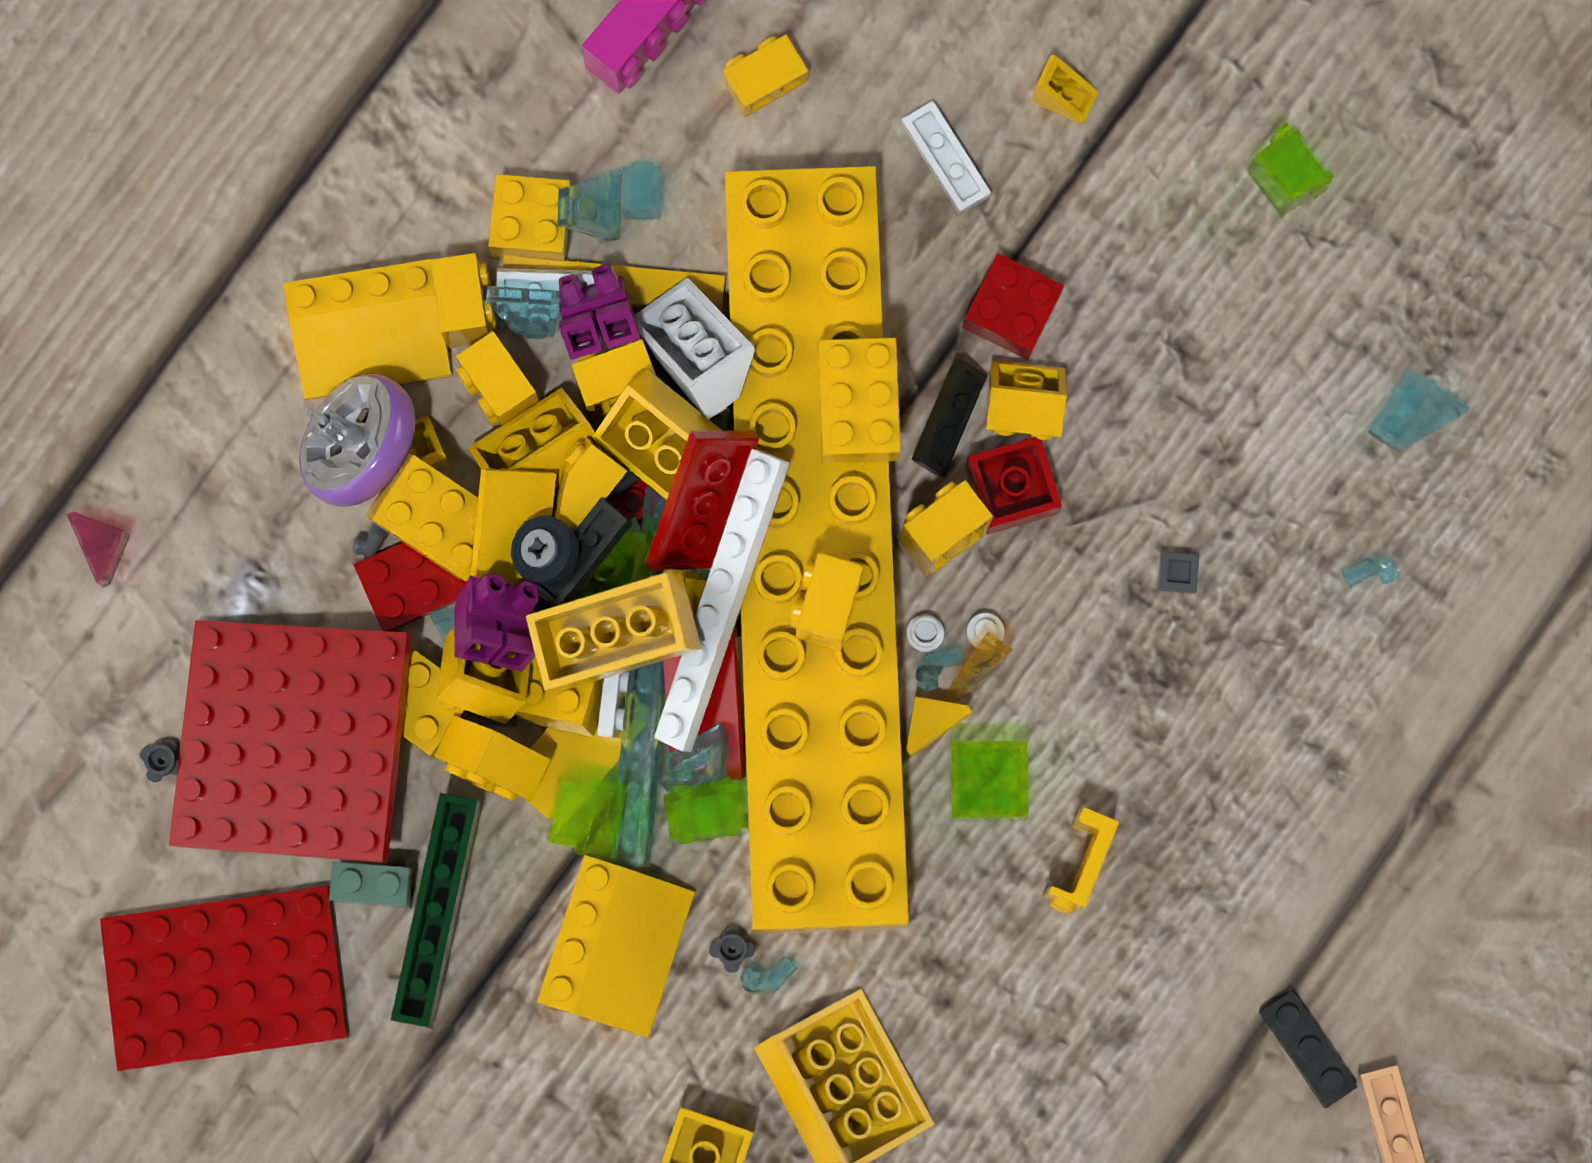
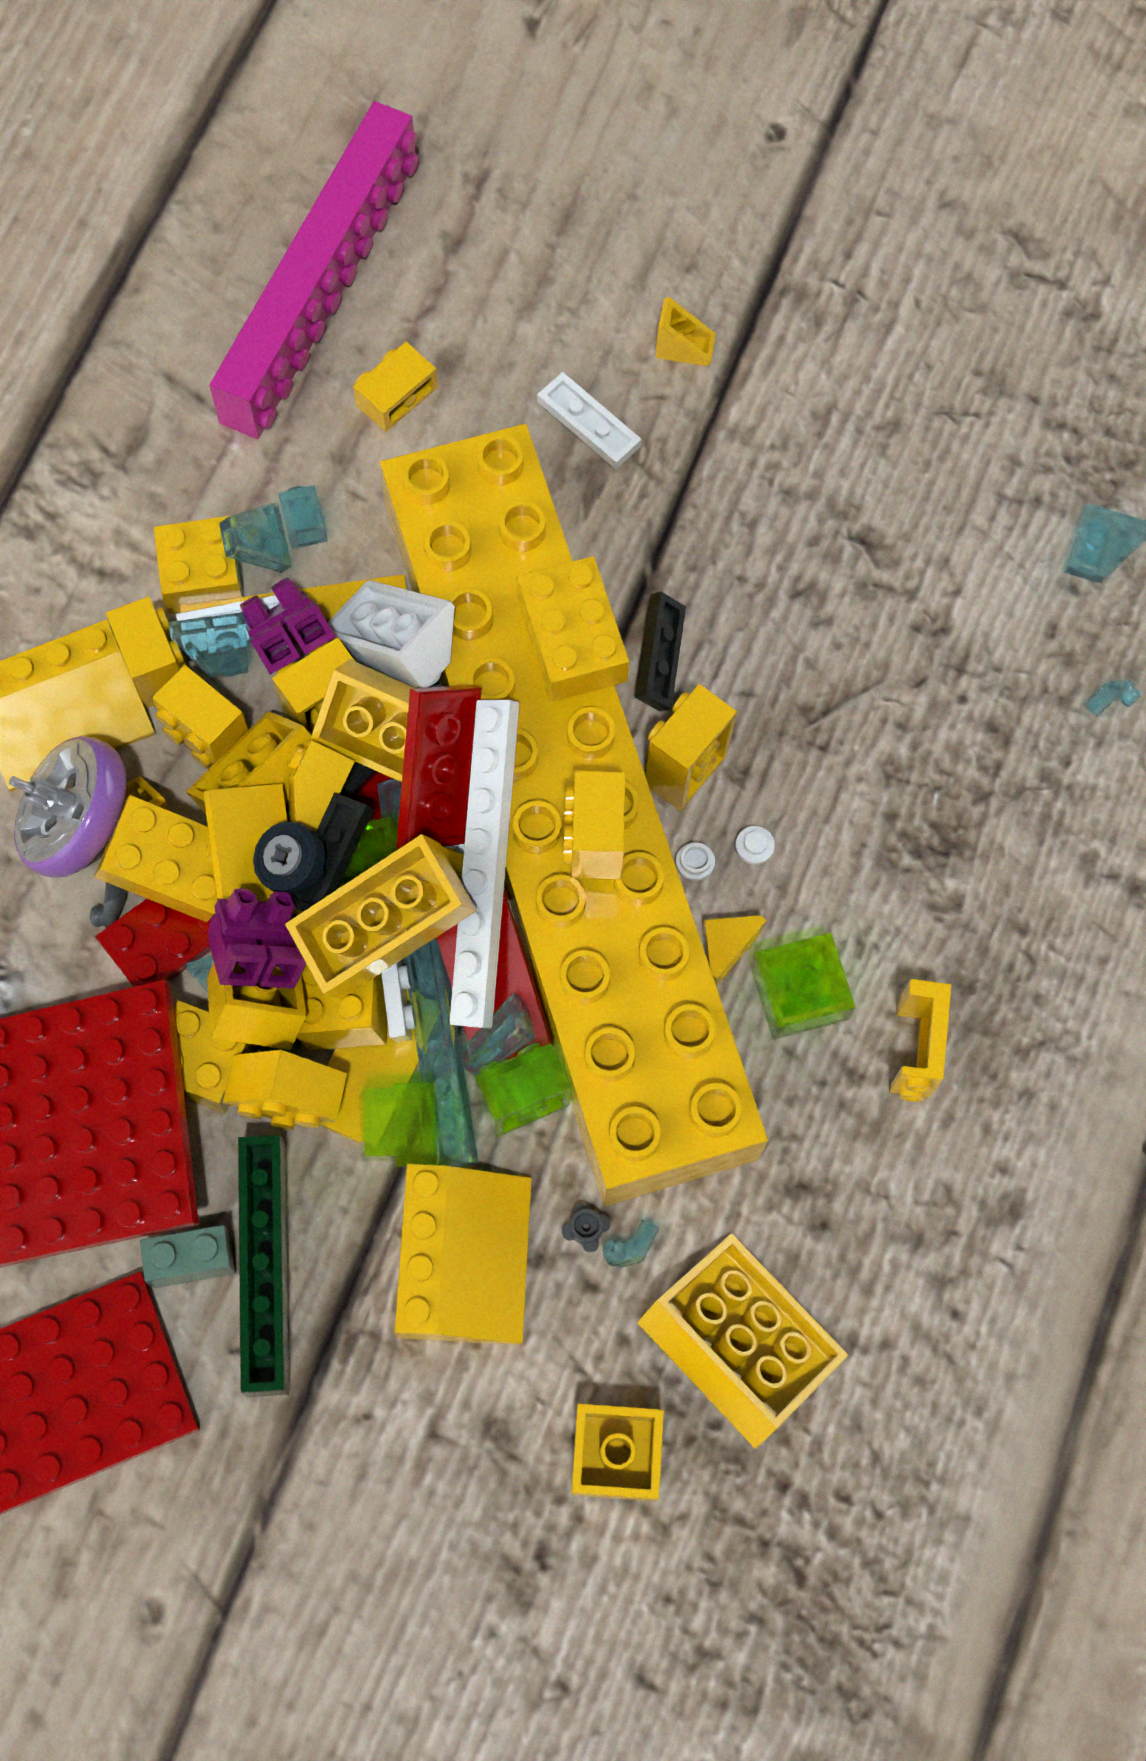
camera: 15 degrees left, 10 degrees down
(933, 664) = (713, 887): clear light blue arm -> none
(979, 668) = (762, 874): clear yellow slope -> none
(1012, 306) = (692, 535): red brick -> none
(1014, 484) = (751, 687): red brick -> none
(1026, 399) = (732, 612): yellow brick -> none
(1178, 572) = (927, 742): dark grey plate -> none
(1288, 171) = (917, 354): clear neon green plate -> none

